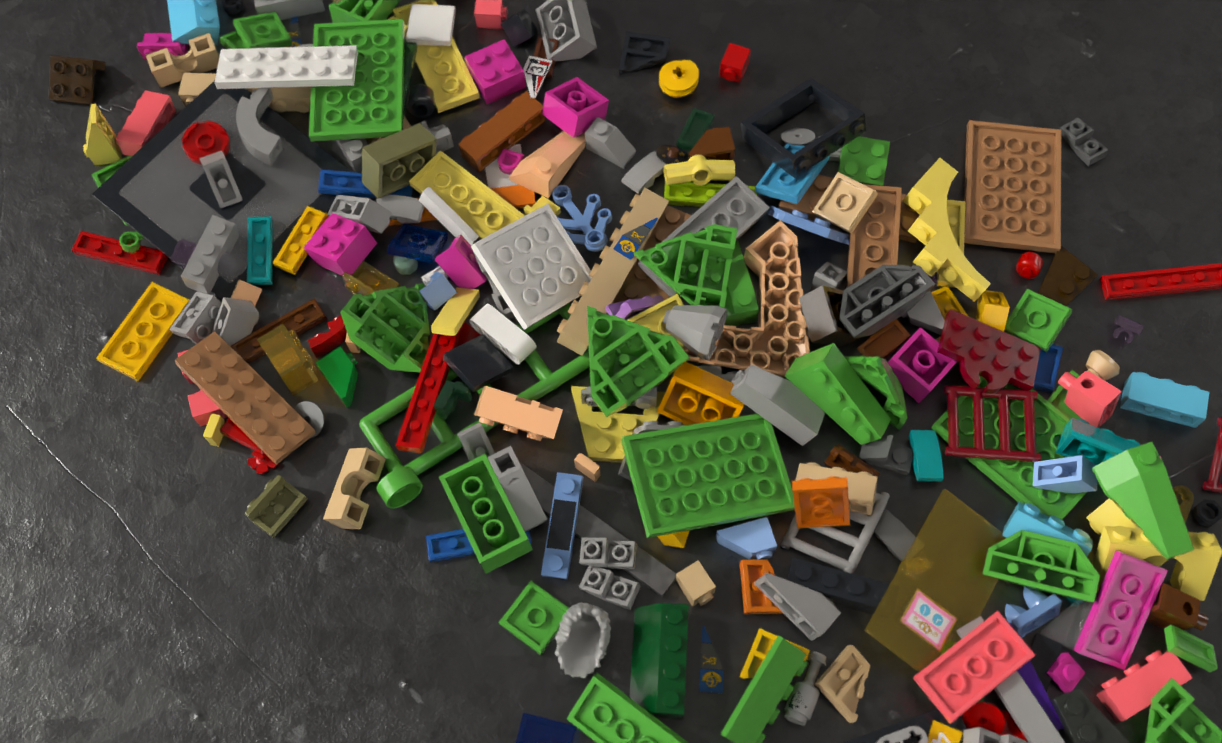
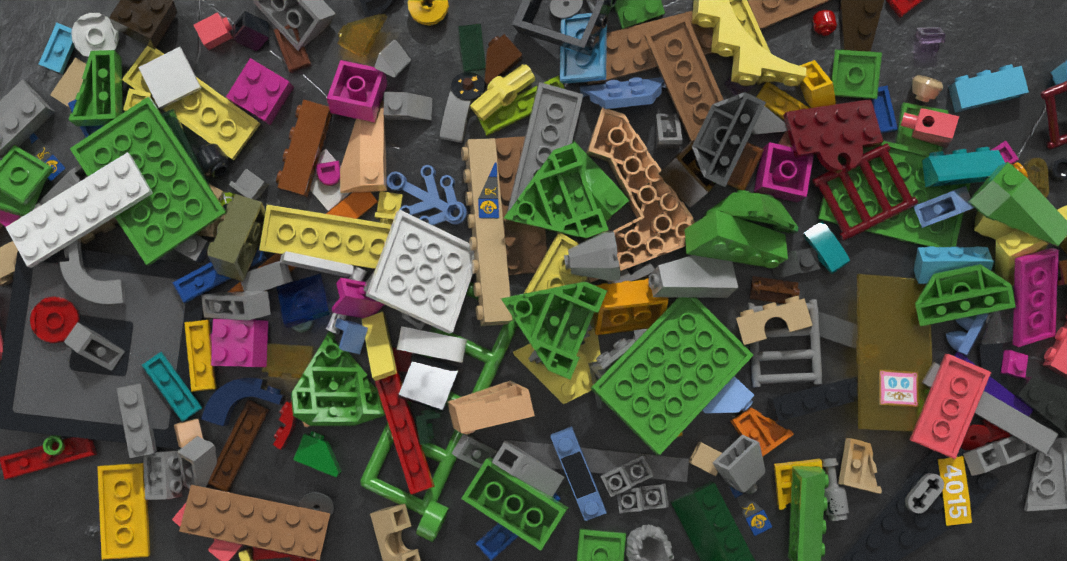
camera: 30 degrees left, 20 degrees up
(183, 252) = (112, 429): clear purple tile -> none
(289, 358) = (269, 470): clear yellow brick -> none
(302, 285) = (223, 401): none -> dark blue arch
(535, 72) = (296, 71): sticker -> none
(587, 467) = (568, 414): light nougat tile -> none
(609, 70) = (361, 34): none -> clear yellow slope
(620, 97) = (392, 59): none -> light grey slope
(632, 306) = (528, 263): medium lavender bracket -> none
(725, 606) = (741, 464): none -> light grey torso
(804, 607) = (804, 431): light grey slope -> none
(821, 502) = (766, 352): orange plate -> none
(845, 202) = (646, 57): tan tile -> none

